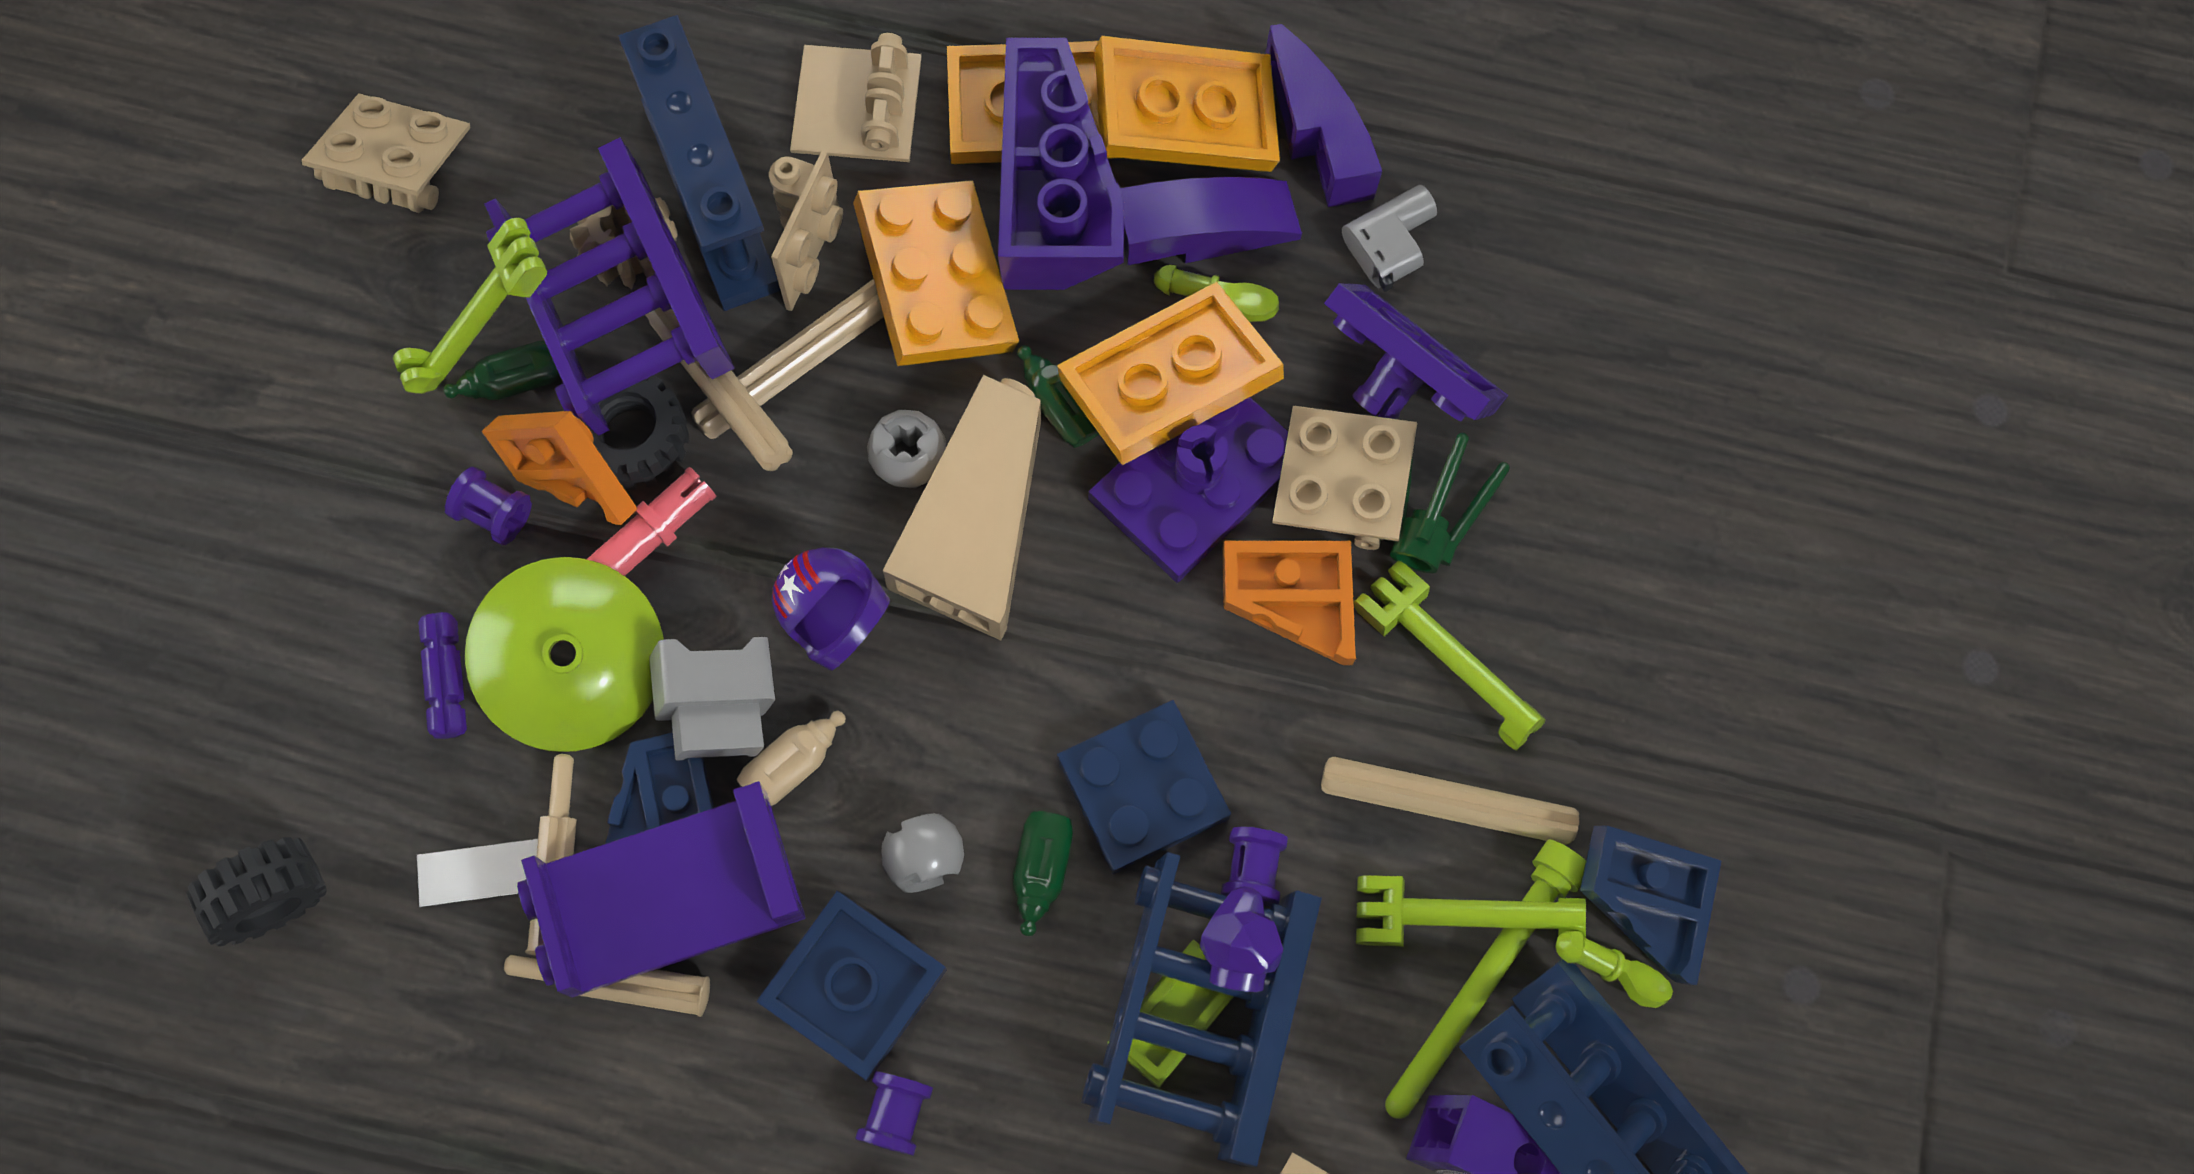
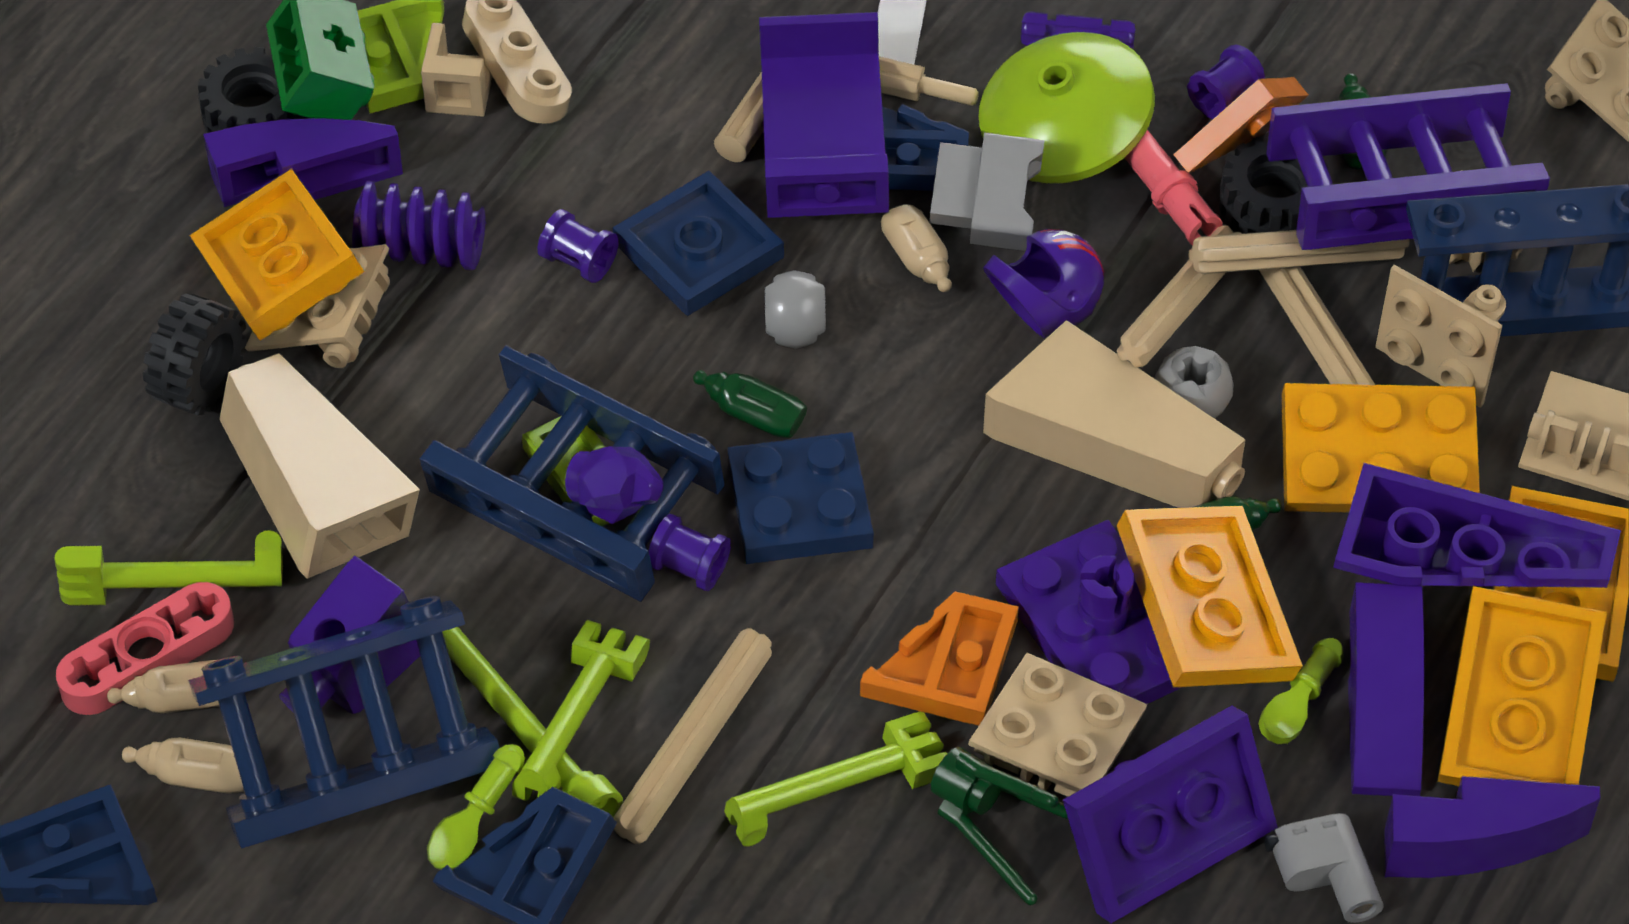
camera: 110 degrees right, 20 degrees down
(516, 274) = (1406, 78): lime hinge -> none
(813, 477) = (1167, 311): none -> tan axle

